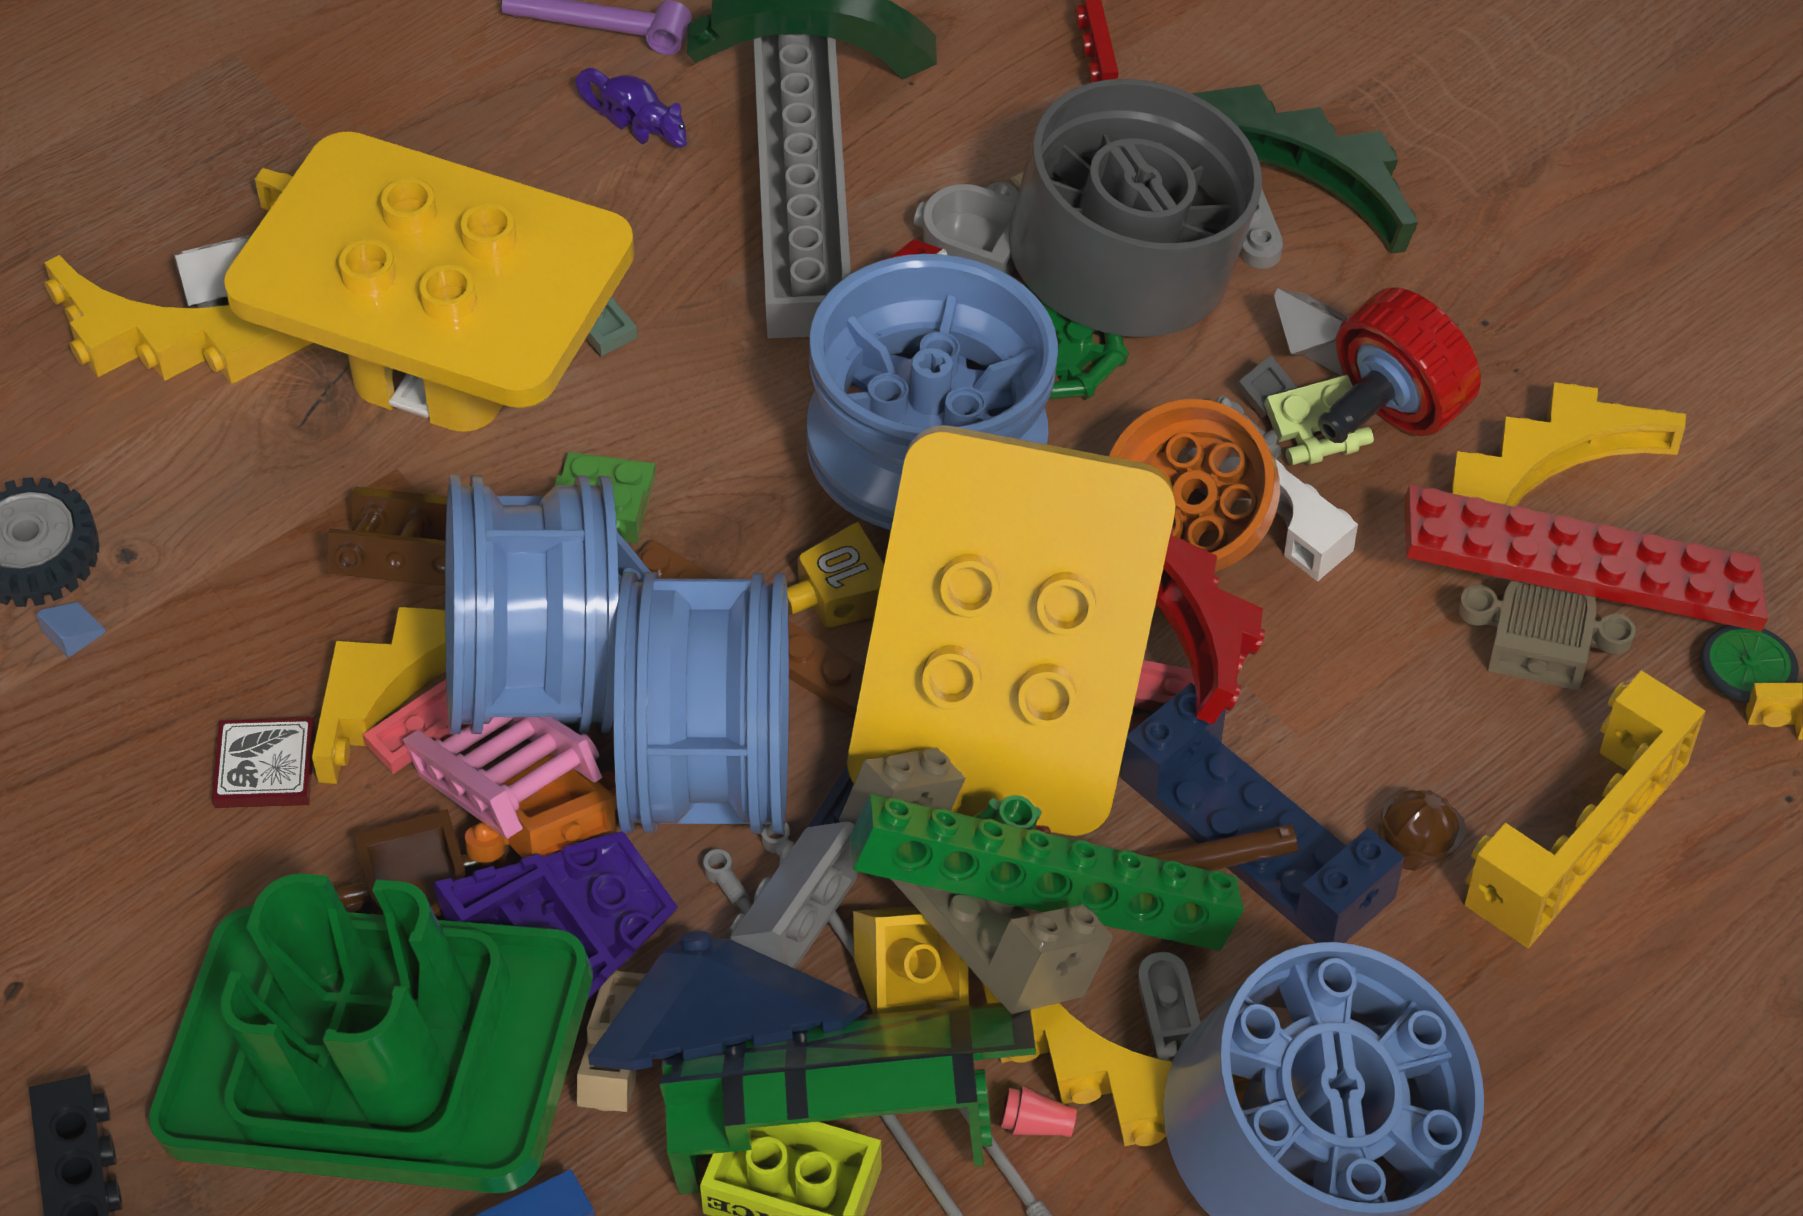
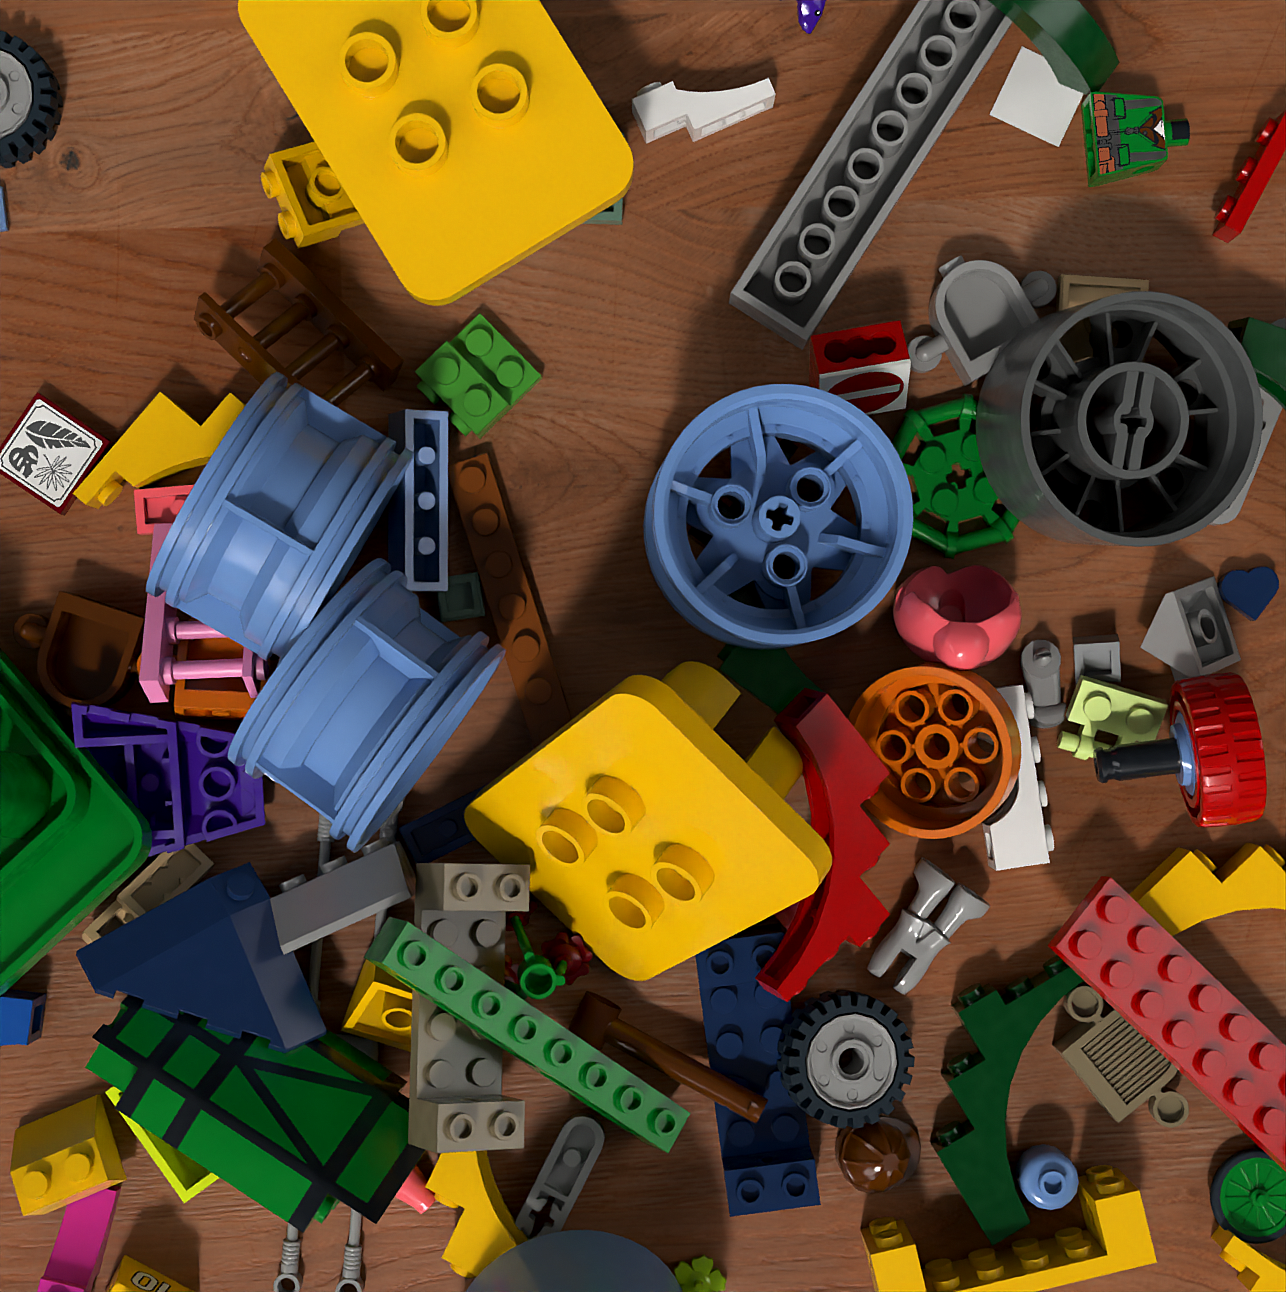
camera: 35 degrees right, 35 degrees up
(367, 443) = (308, 195): none -> yellow plate
(660, 217) = (666, 109): none -> white slope
(838, 578) = (604, 604): yellow torso -> none
(891, 98) = (1035, 99): none -> white sticker
(980, 73) = (1127, 135): none -> torso
(1113, 405) = (957, 616): none -> coral piece
(1304, 650) = (918, 935): none -> light grey piece
(1327, 764) = (877, 1063): none -> wheel
(1338, 284) = (1249, 590): none -> dark blue tile
(1495, 767) = (981, 1085): none -> dark green arch
(1571, 747) = (1046, 1177): none -> medium blue head

